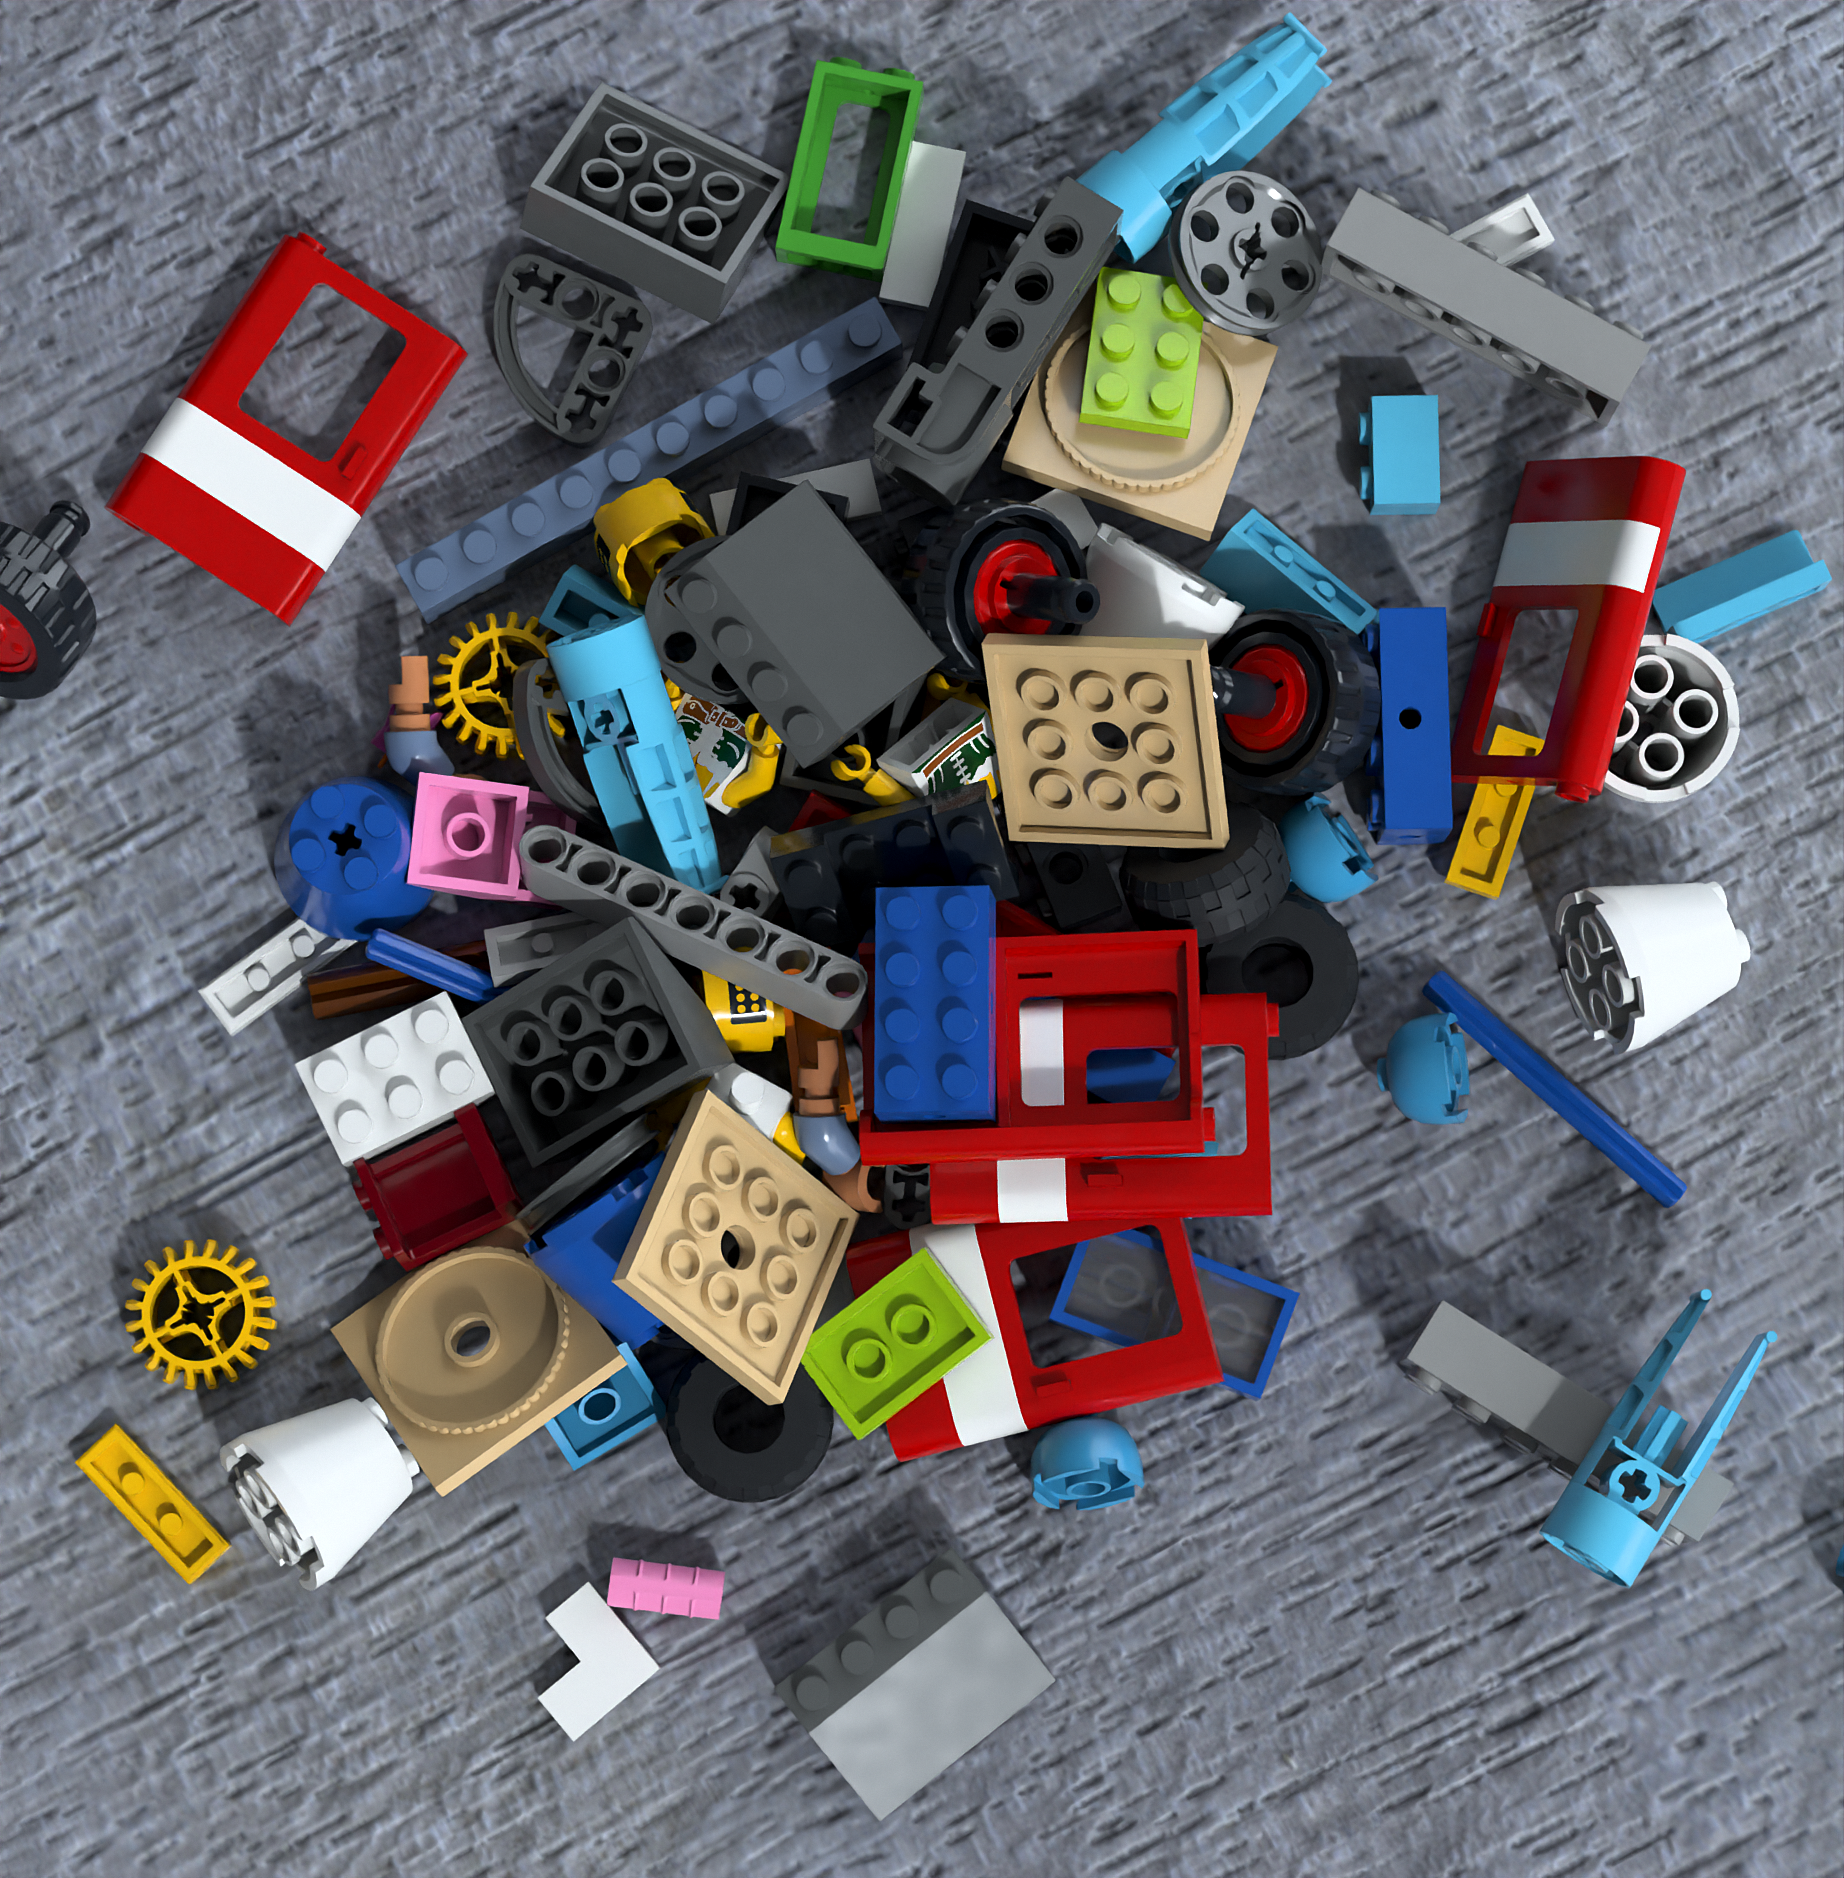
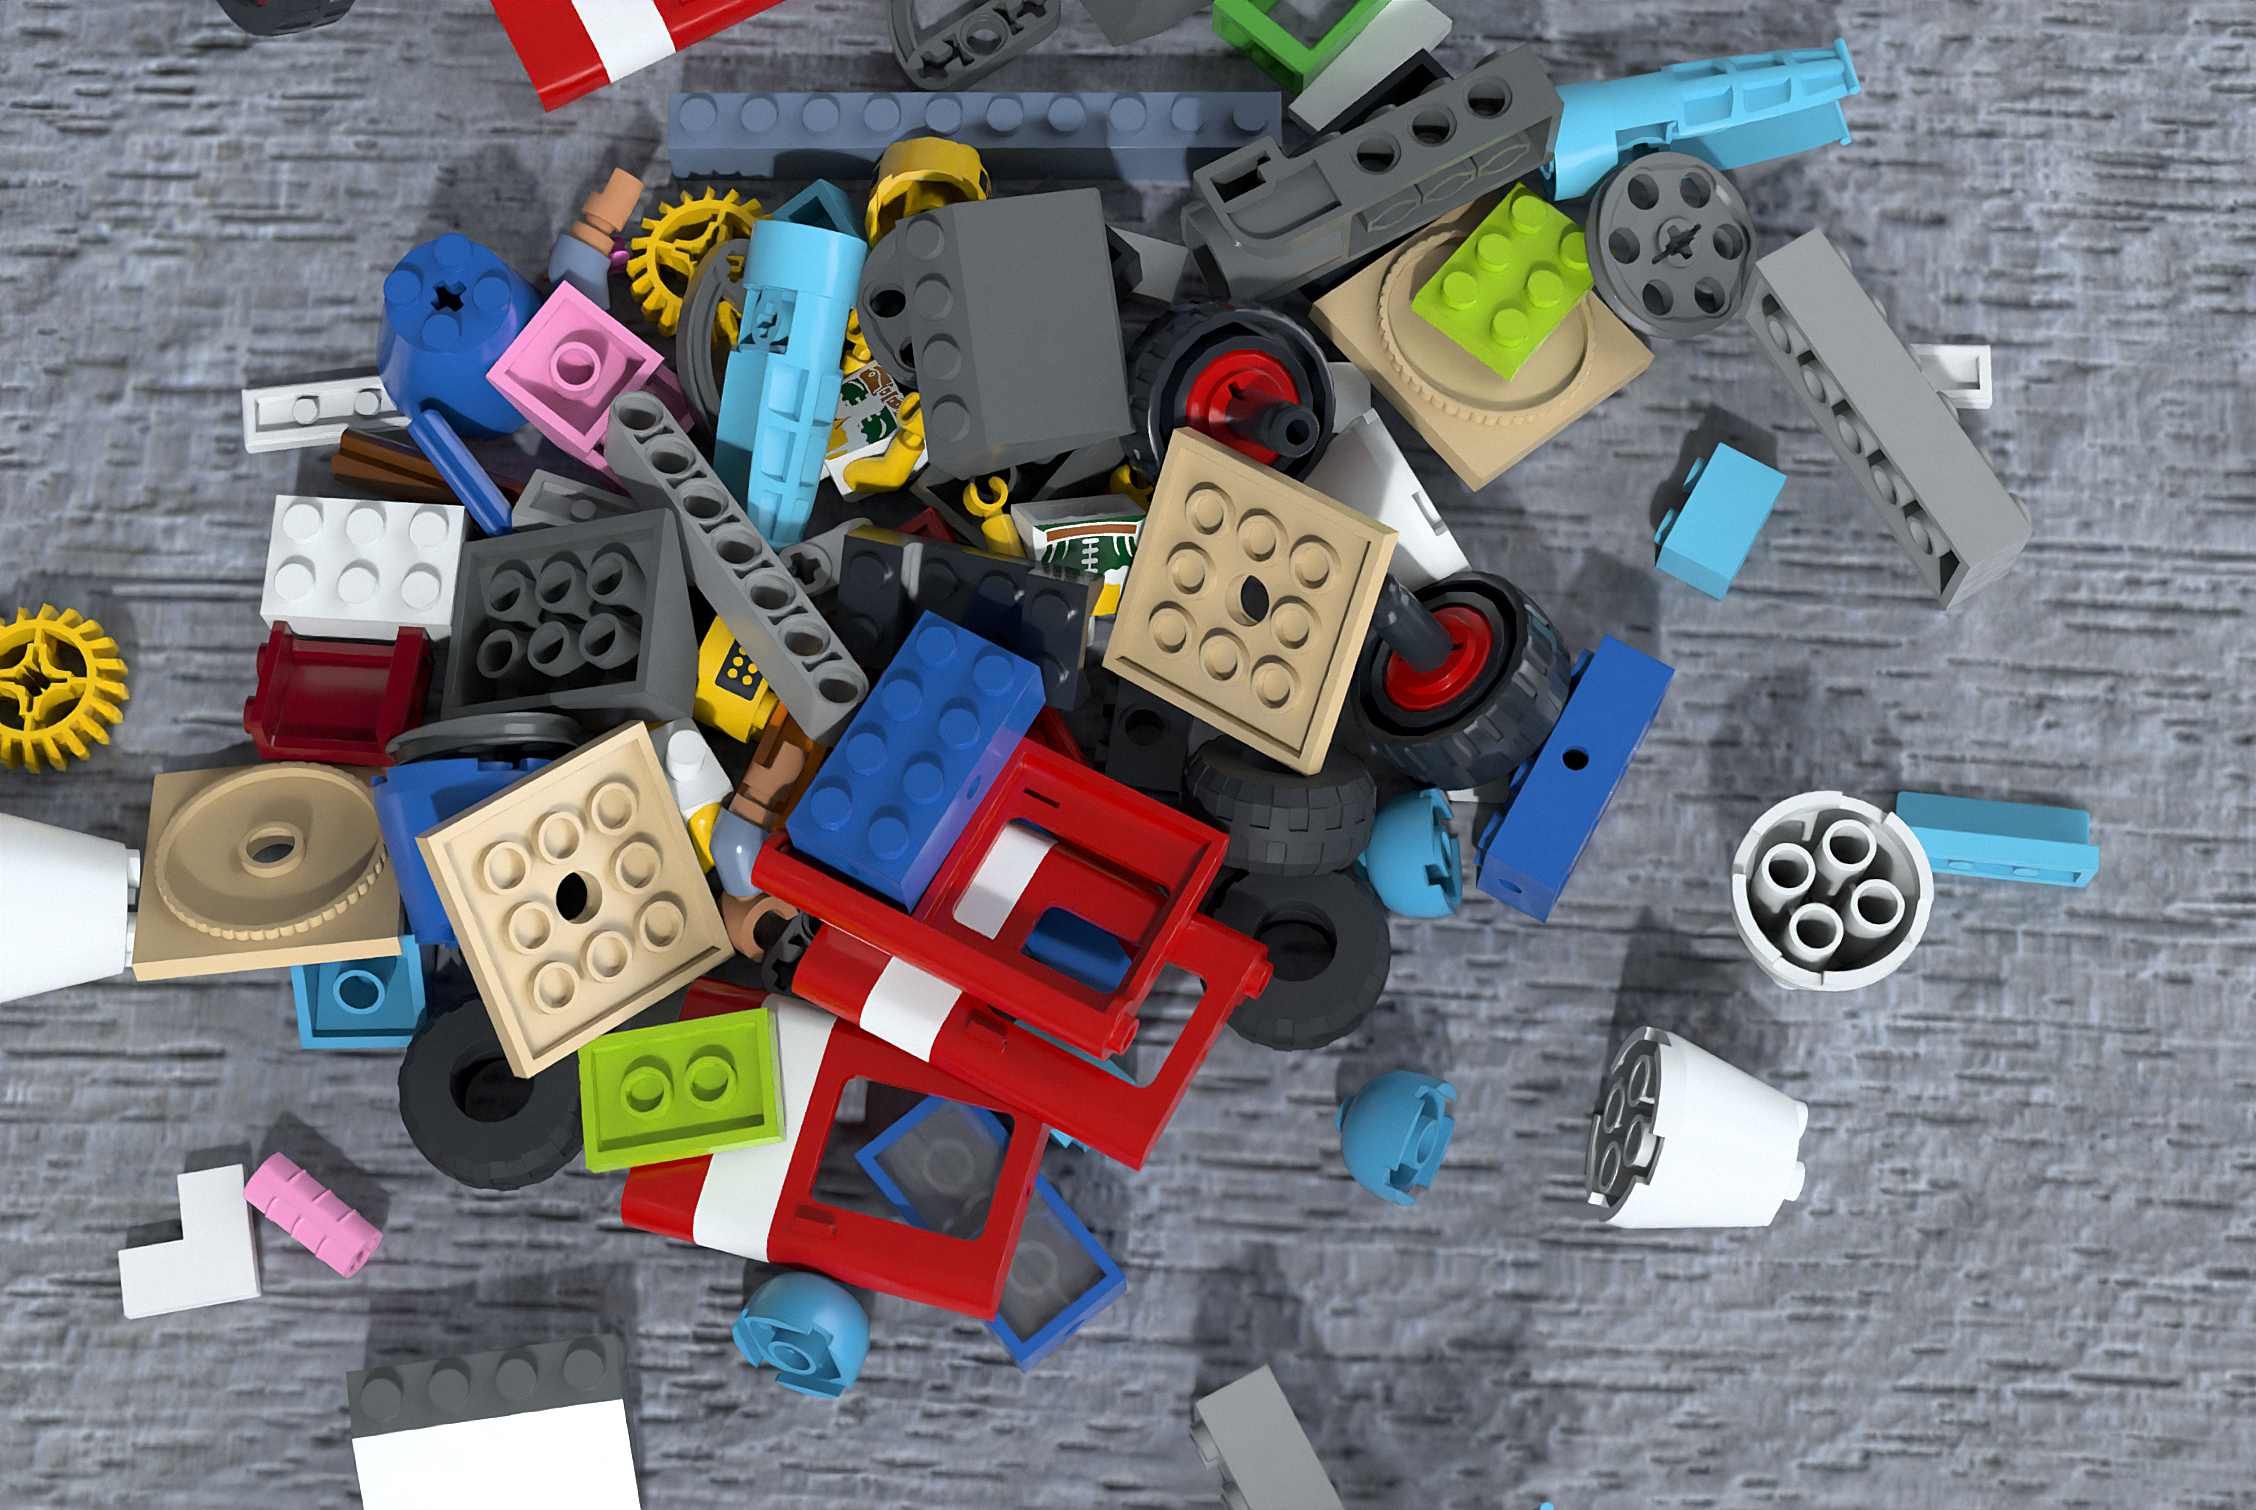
camera: 30 degrees right, 10 degrees down
(1270, 570) = (1519, 542): medium azure panel -> none
(1493, 822) = (1617, 918): yellow plate -> none
(1555, 1089) = (1519, 1234): blue axle -> none
(1586, 542) = (1859, 693): red piece -> none

